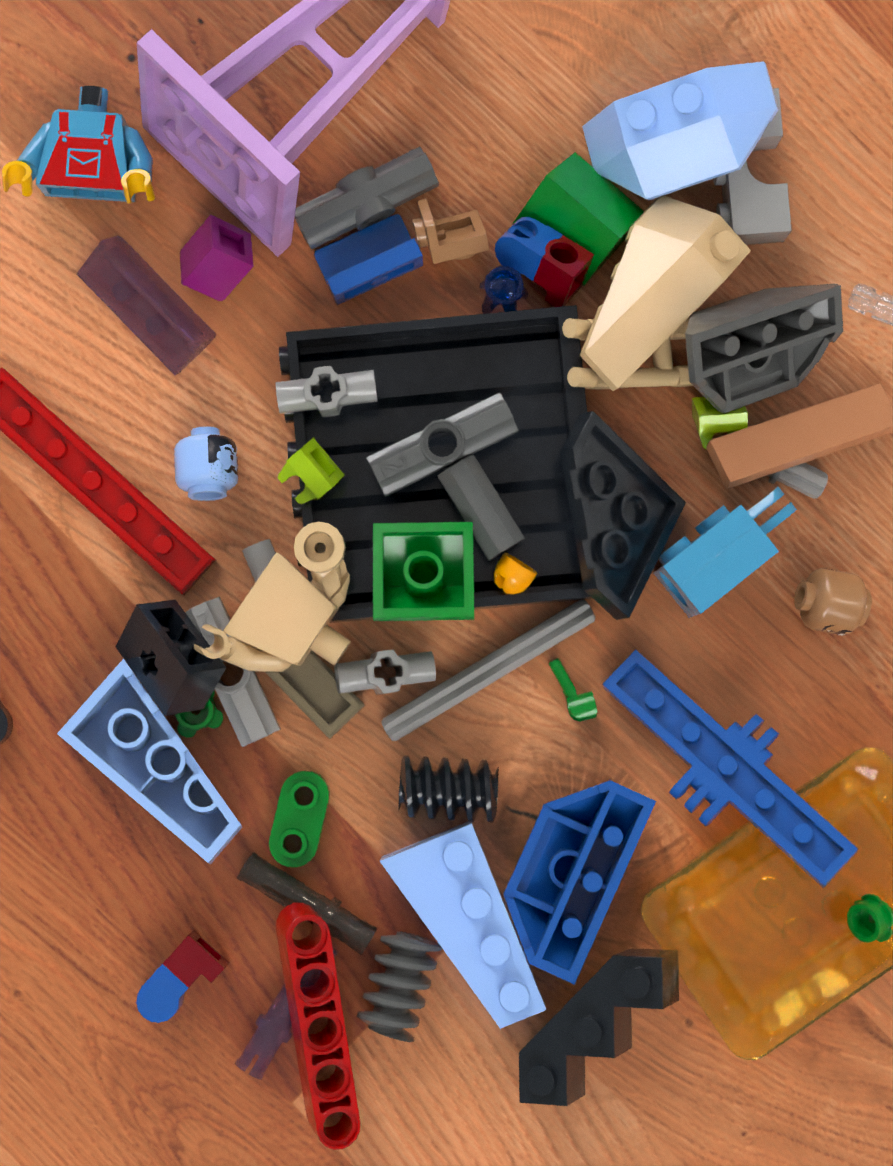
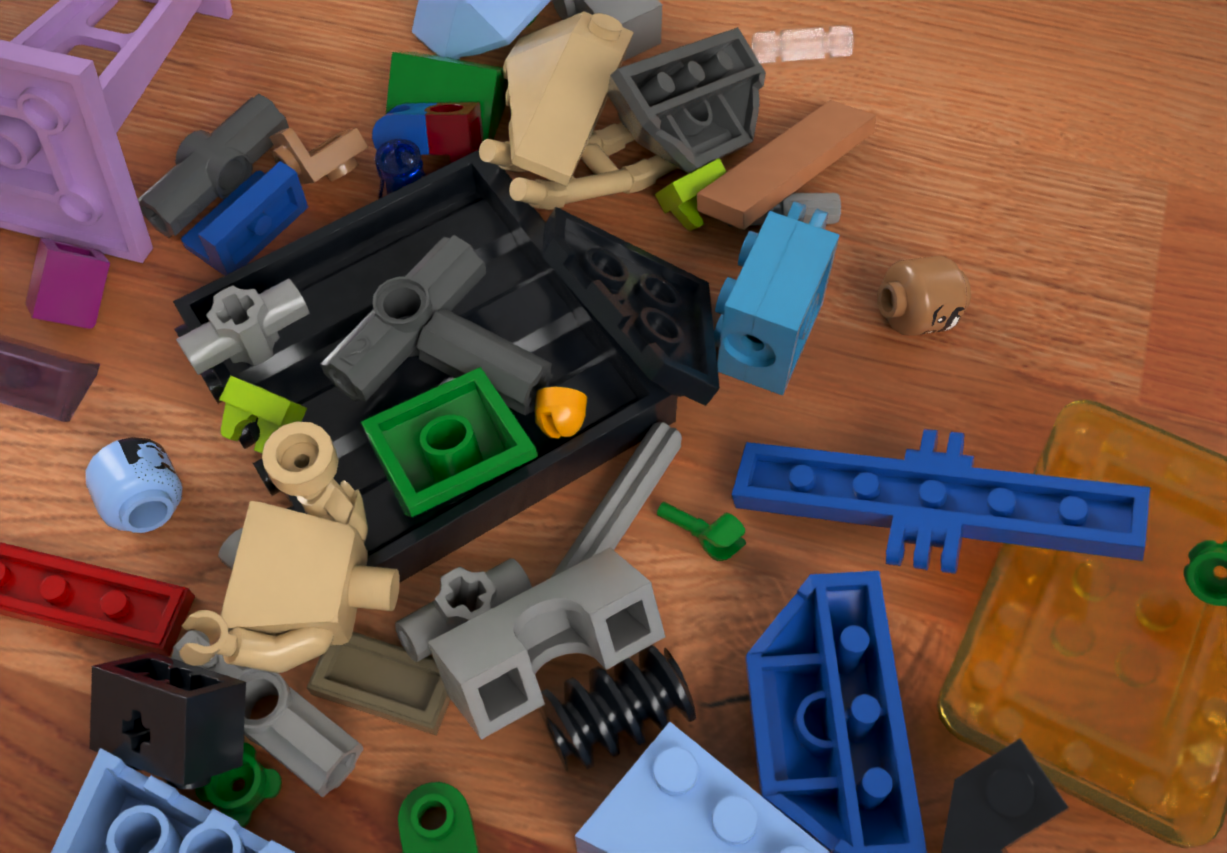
camera: 30 degrees left, 25 degrees down
(461, 722) = (589, 609): none -> light grey arch

